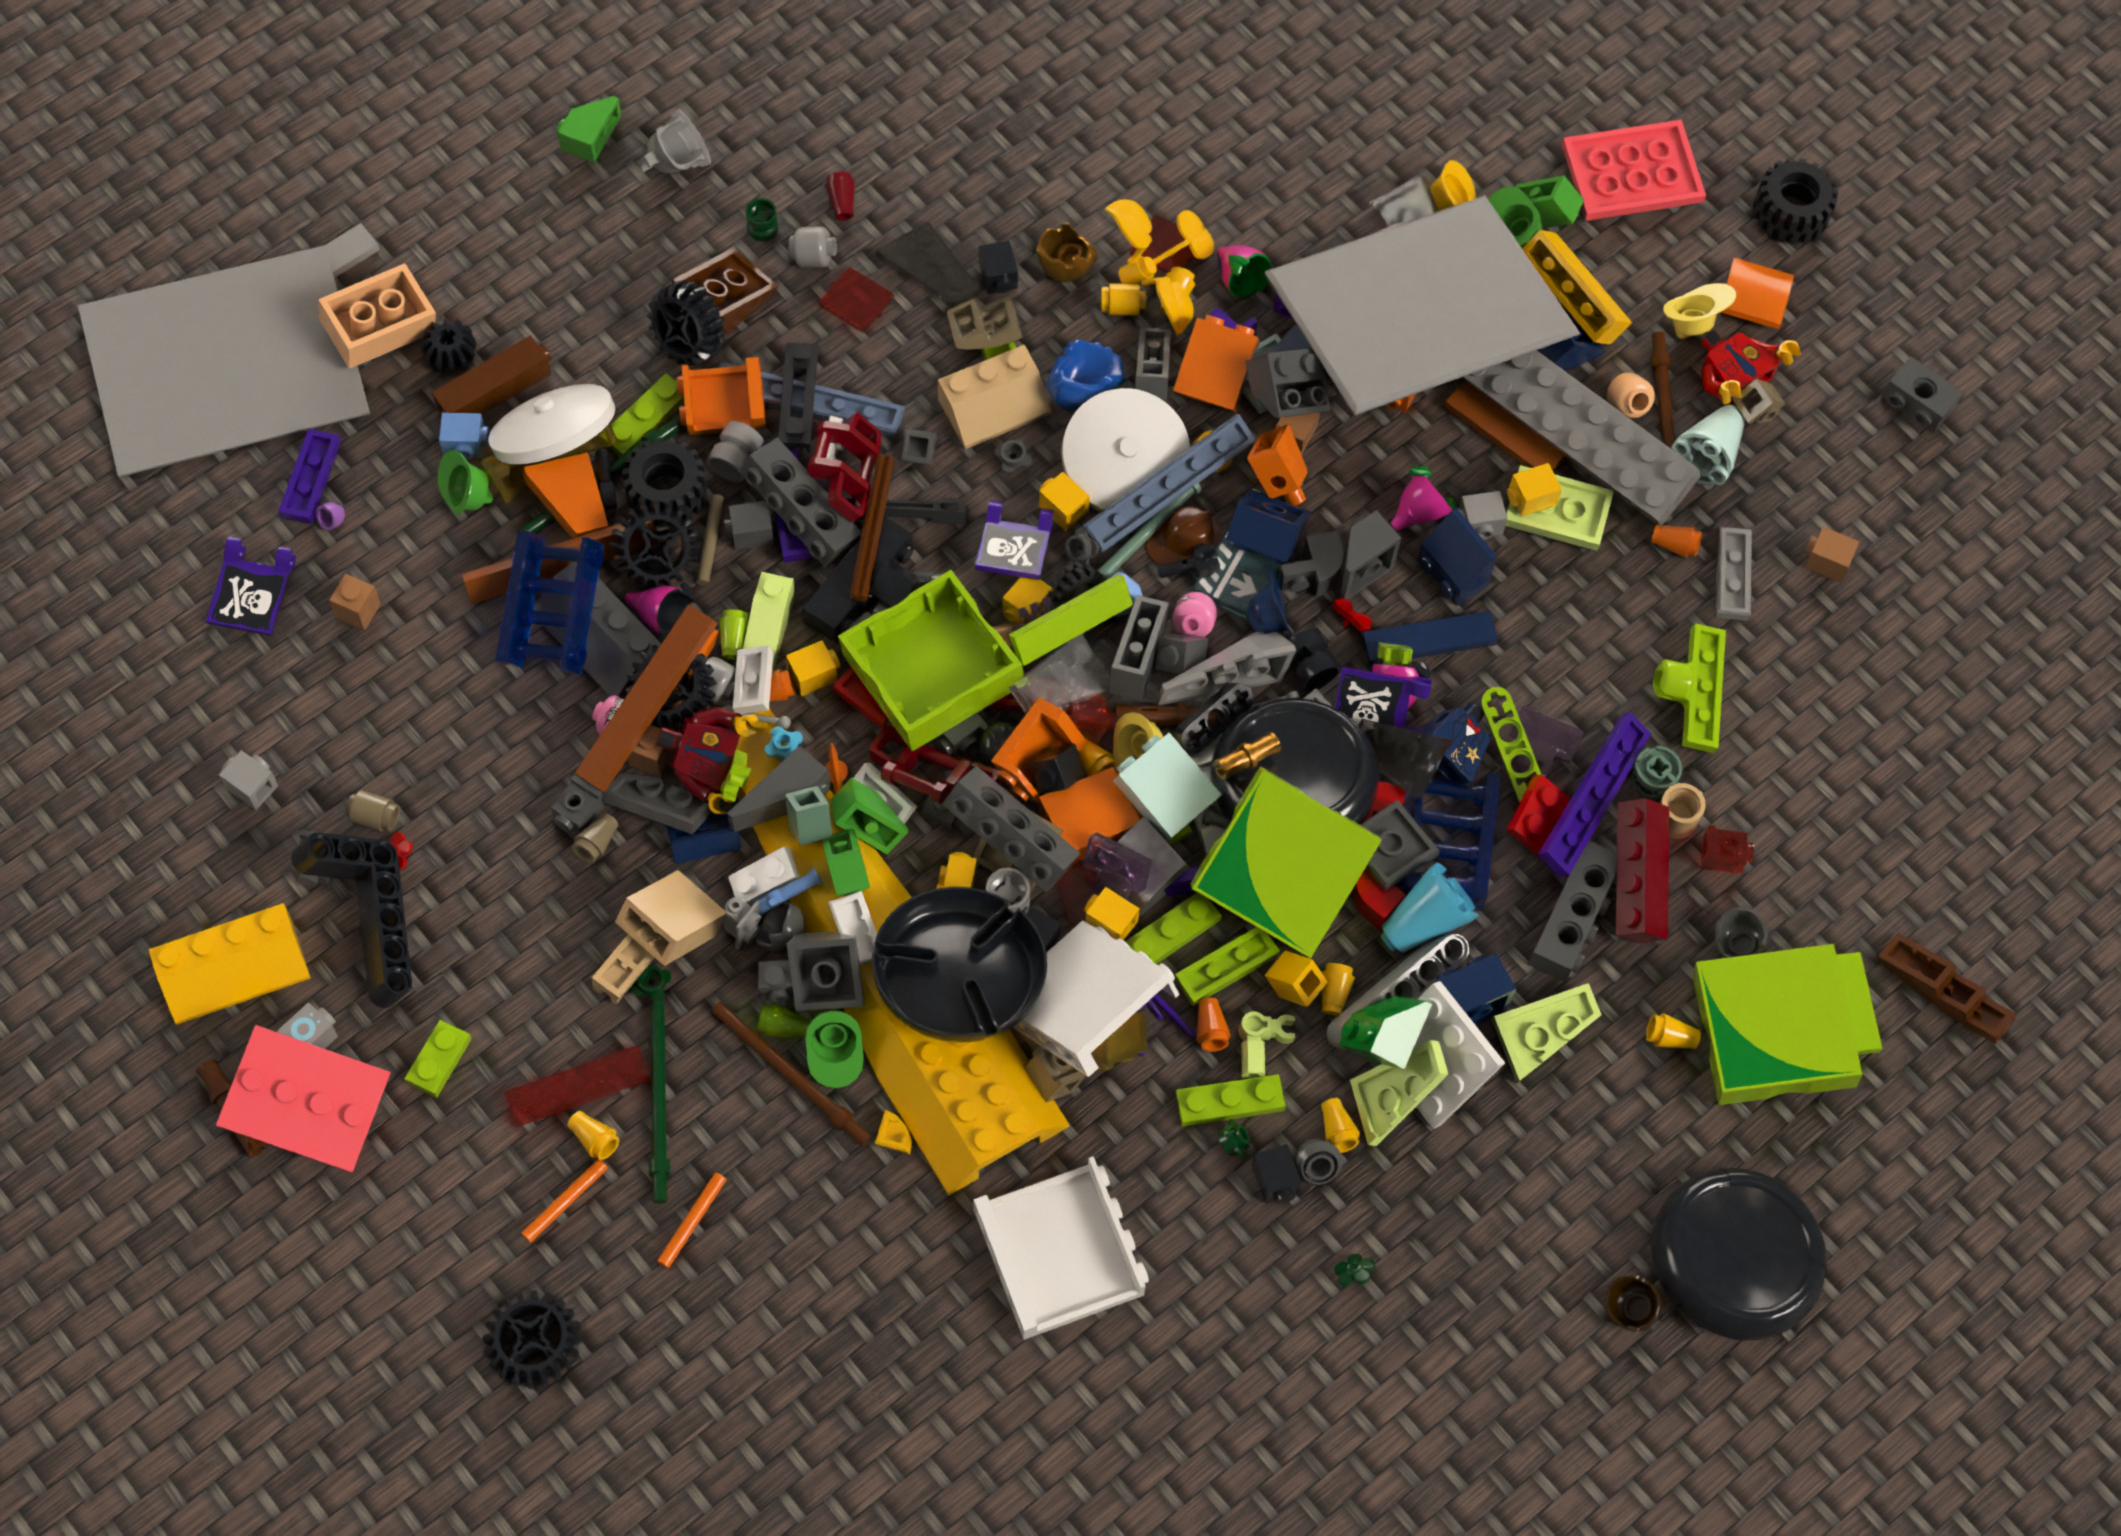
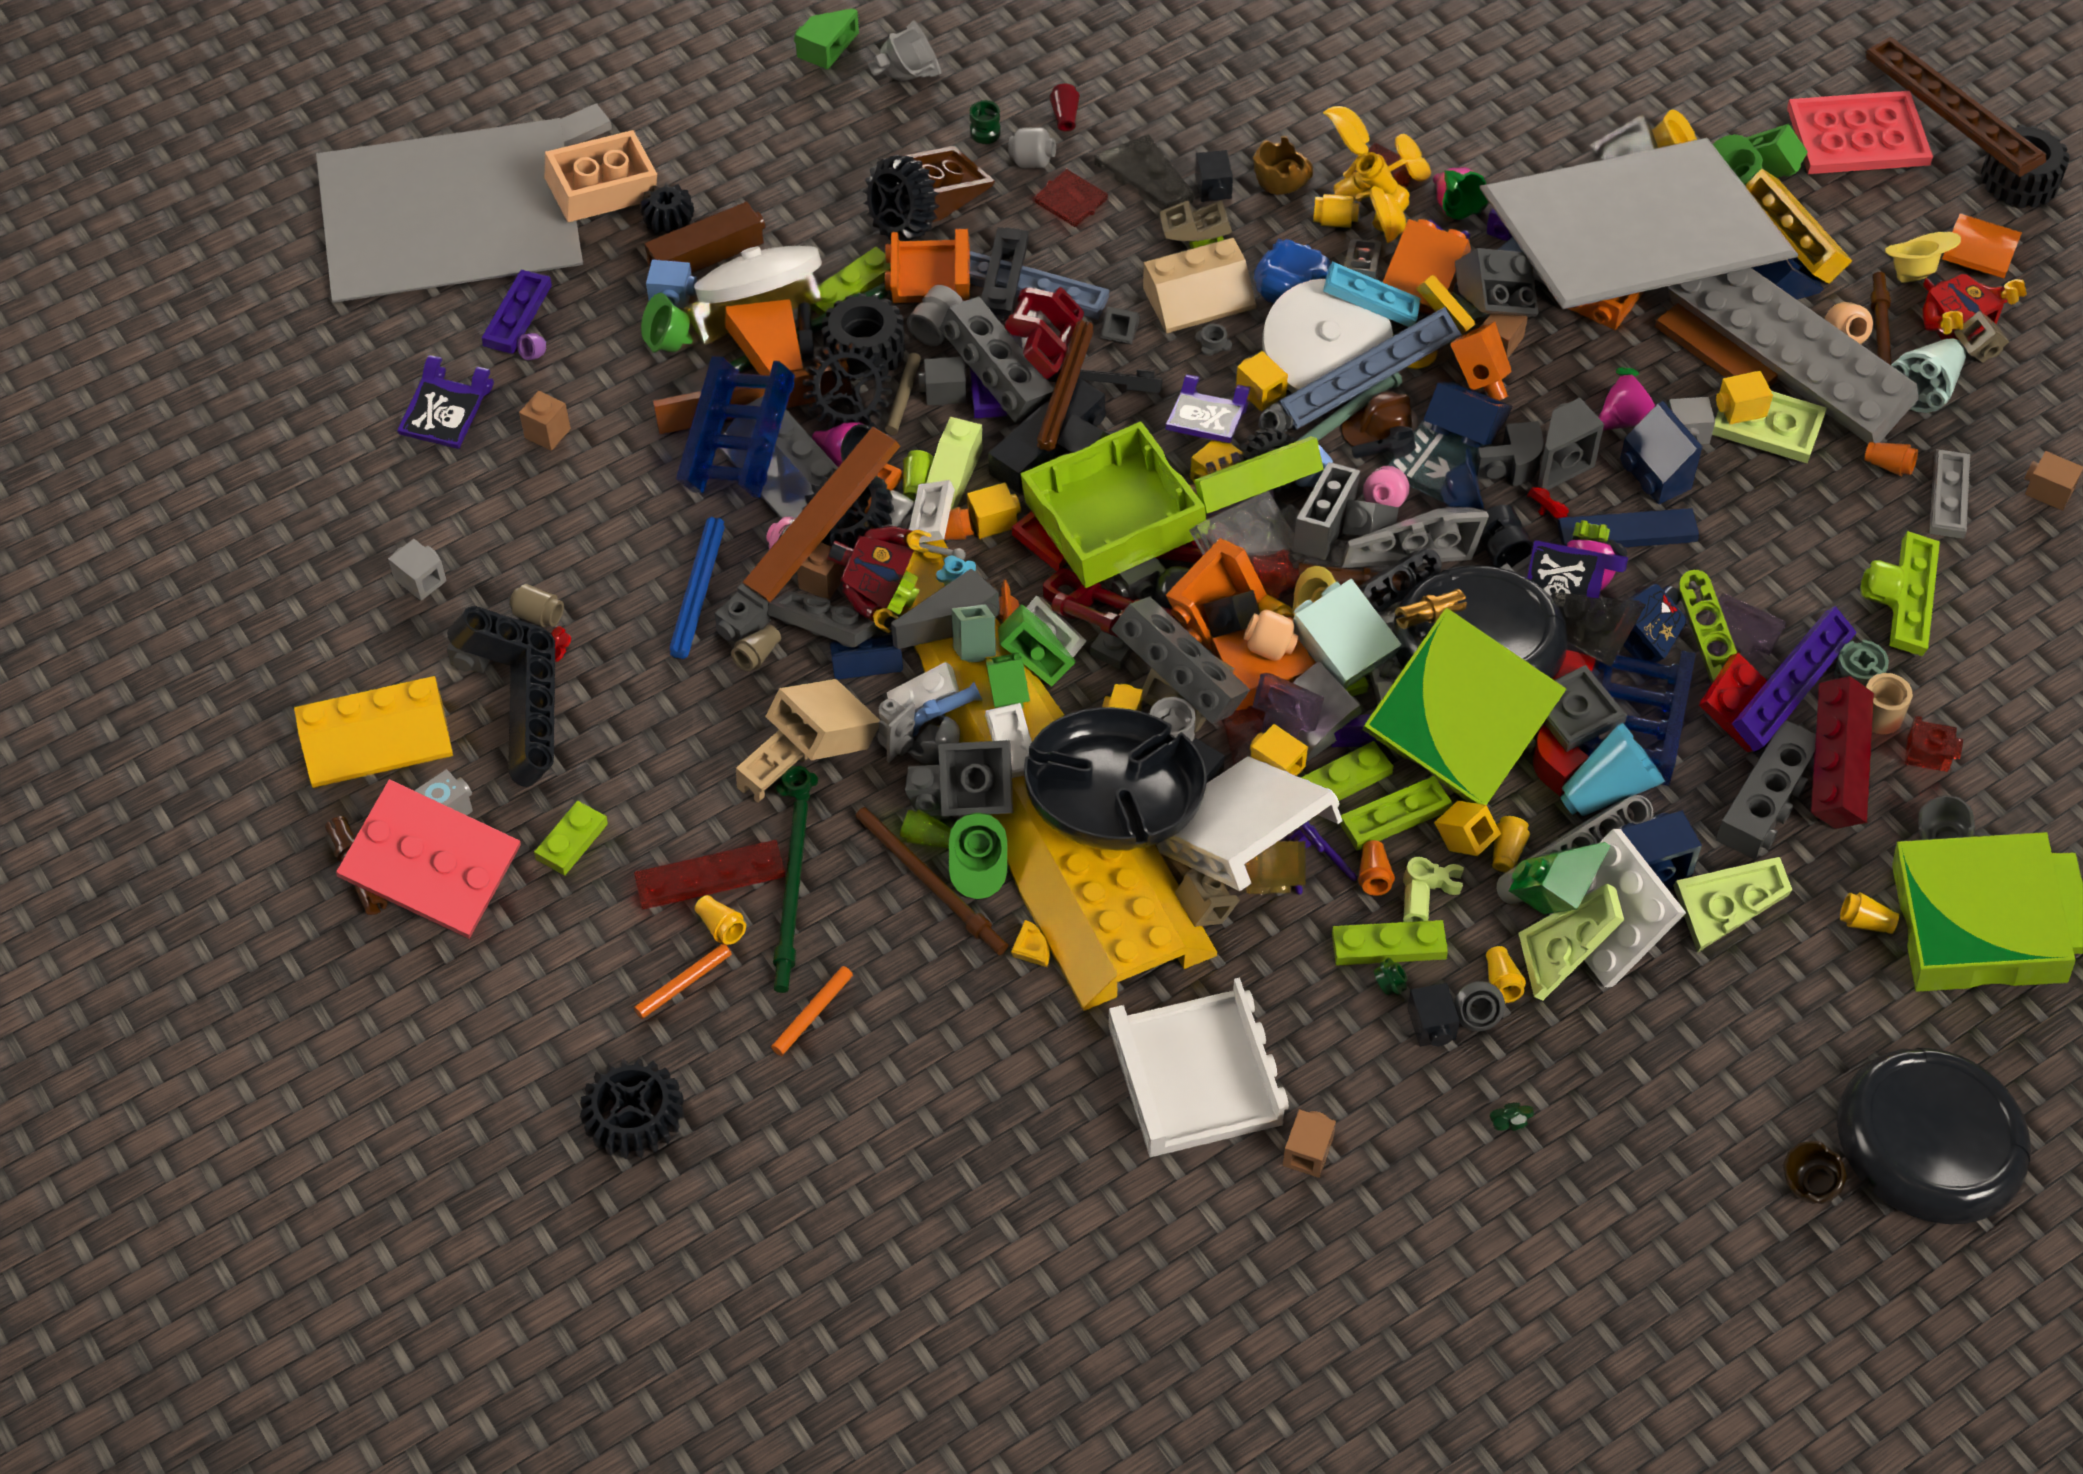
camera: 10 degrees right, 10 degrees down
(529, 775) = (697, 588): none -> blue axle
(1095, 793) = (1270, 635): none -> light nougat head
(1160, 262) = (1374, 171): none -> yellow cone
(1166, 403) = (1372, 294): none -> medium azure tile
(1170, 1314) = (1309, 1142): none -> medium nougat brick
(1237, 405) = (1439, 297): none -> yellow tile
(1726, 139) = (1956, 107): none -> reddish brown tile

